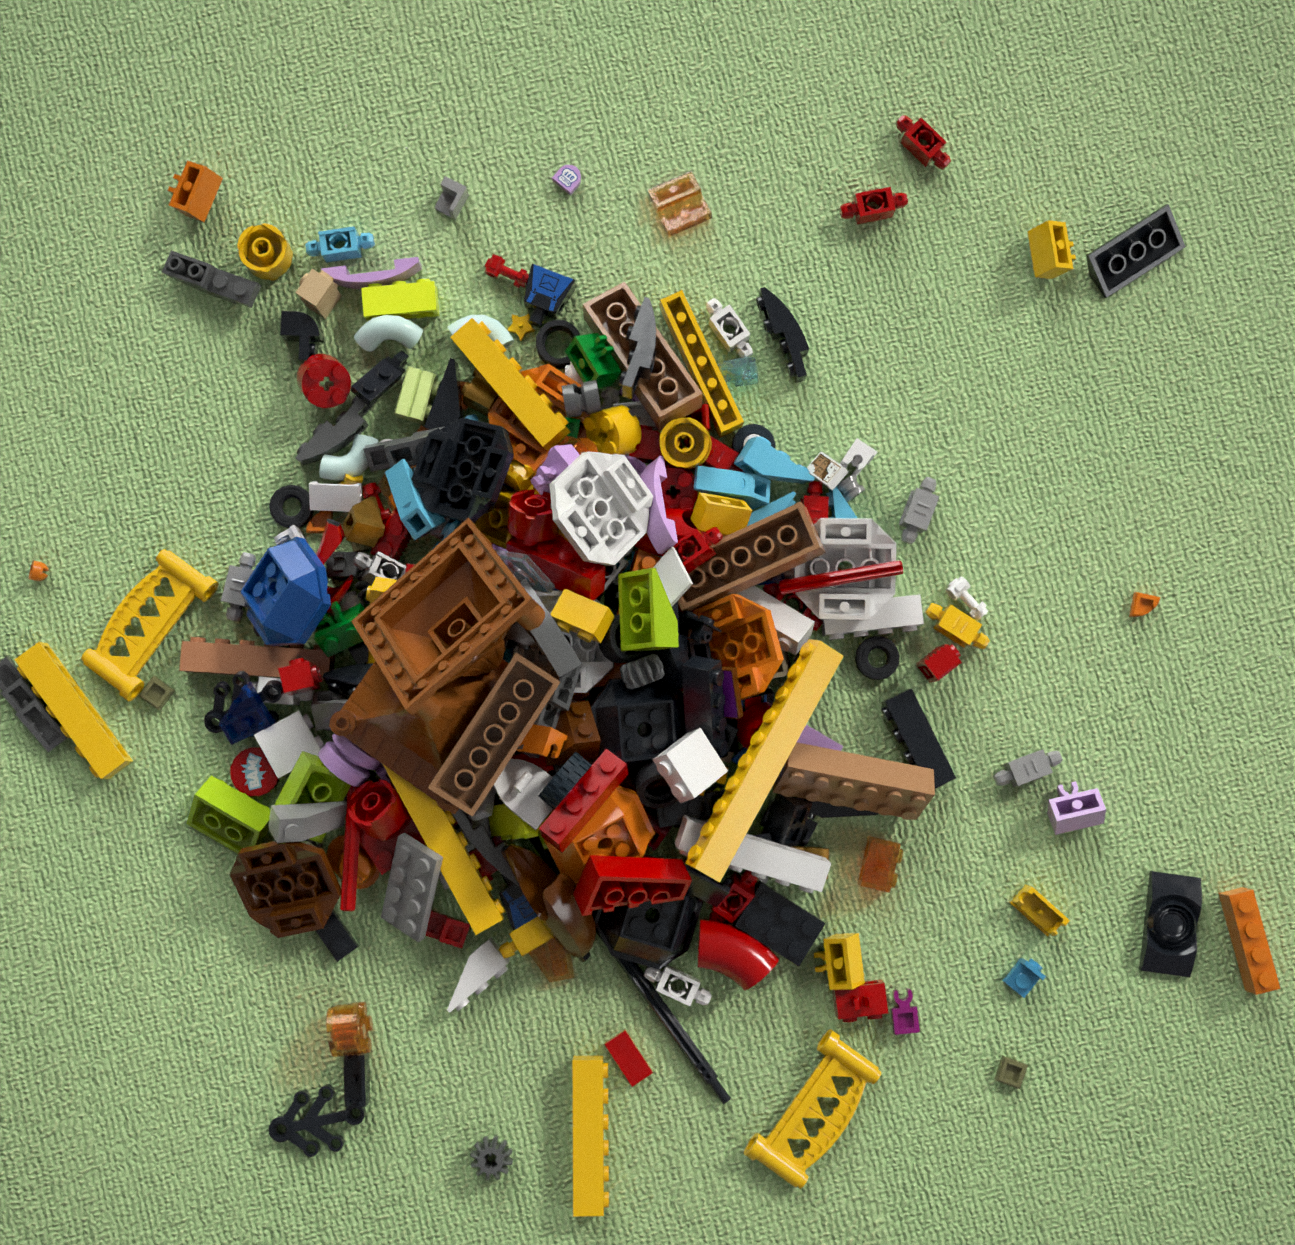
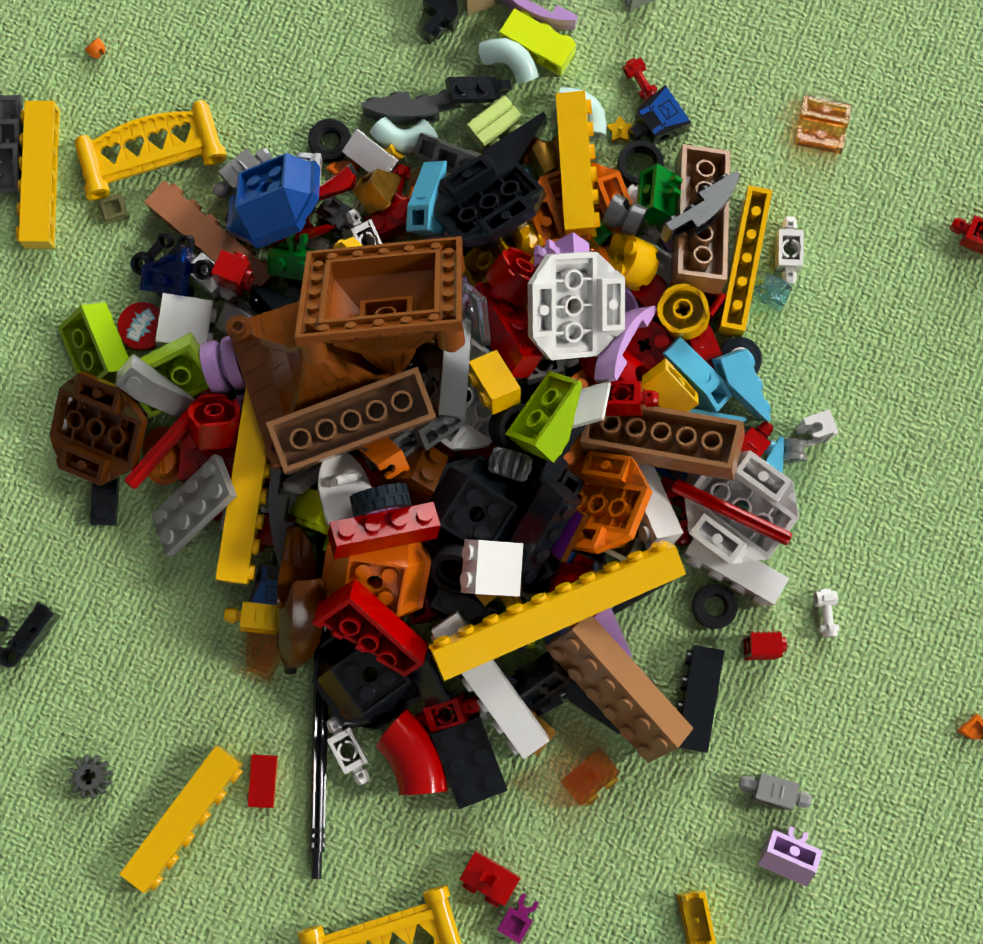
camera: 40 degrees right, 5 degrees down
(333, 391) = (427, 45): red brick -> none
(349, 1029) = (57, 583): clear orange brick -> none
(447, 929) = (196, 563): red slope -> none
(480, 967) = (199, 614): white slope -> none
(568, 178) = (745, 41): tile -> none
(696, 628) = (582, 463): black hinge -> none
(782, 324) = (836, 281): black slope -> none
(827, 470) = (785, 421): tile -> none
(842, 961) = (498, 834): yellow brick -> none
(918, 510) = (839, 510): light grey piece -> none
(957, 626) = (801, 629): yellow piece -> none

